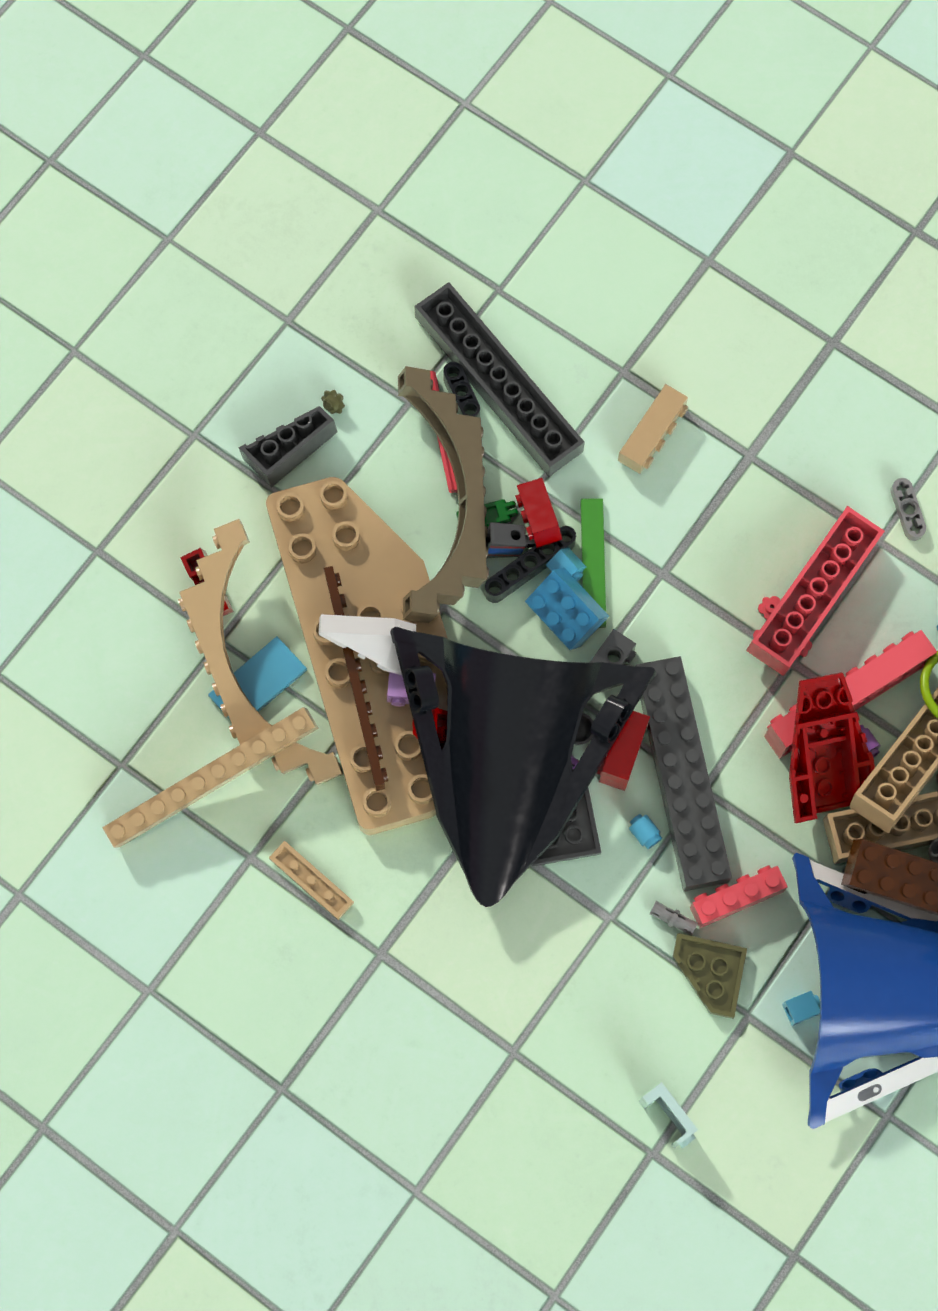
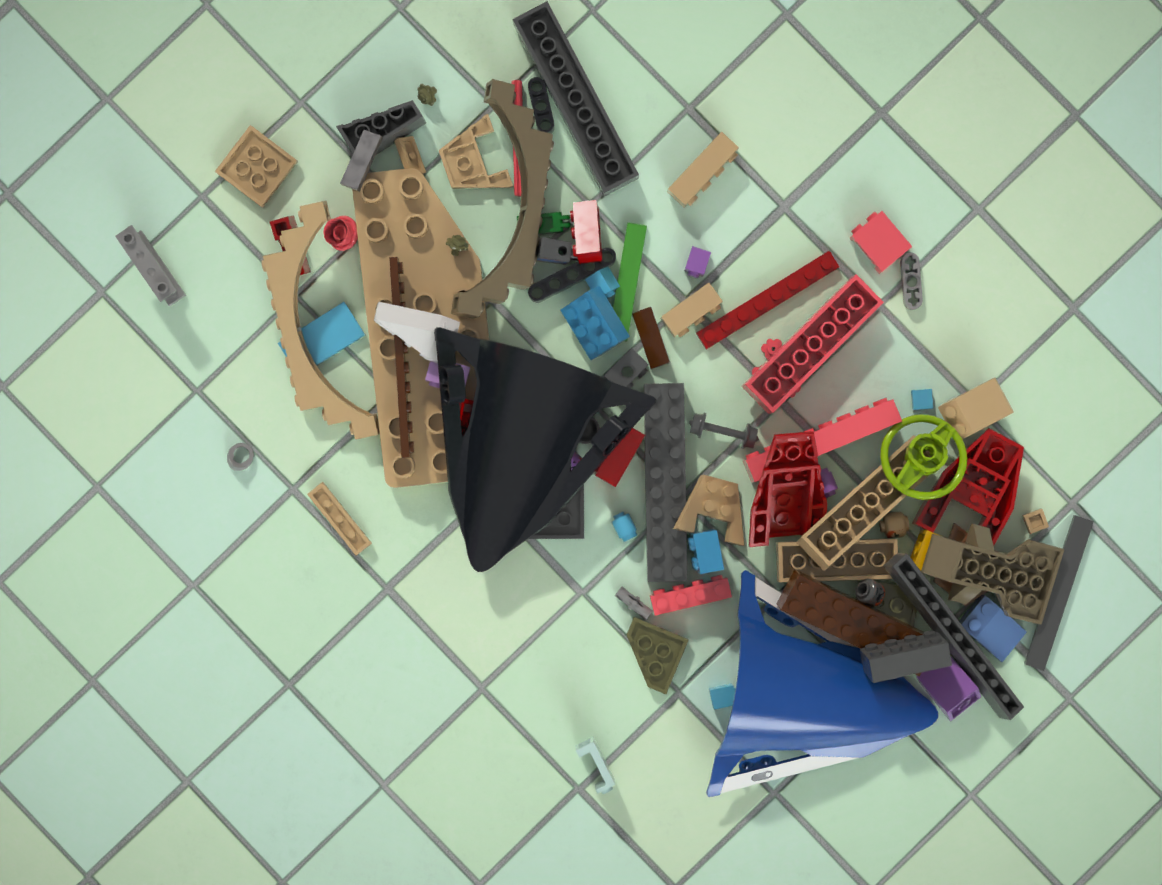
camera: 15 degrees right, 15 degrees up
(50, 629) = (150, 265): none -> light grey fence
(154, 507) = (256, 166): none -> tan plate
(182, 841) = (237, 466): none -> light grey piece
(210, 777) = (268, 420): tan brick -> none
(262, 561) = (341, 233): none -> coral piece
(273, 475) = (361, 160): none -> flat silver tile
(323, 464) = (409, 153): none -> tan plate
(388, 466) = (464, 162): none -> tan wing
(396, 546) = (457, 244): none -> olive plant
(632, 617) = (651, 337): none -> reddish brown slope
(667, 527) = (697, 262): none -> medium lavender brick
(672, 579) = (692, 310): none -> tan brick
(747, 837) = (706, 551): none -> dark azure brick
(748, 783) = (714, 500): none -> tan wing
(753, 556) = (767, 300): none -> red plate
(766, 705) = (748, 437): none -> dark grey piece
(865, 471) = (880, 240): none -> coral panel

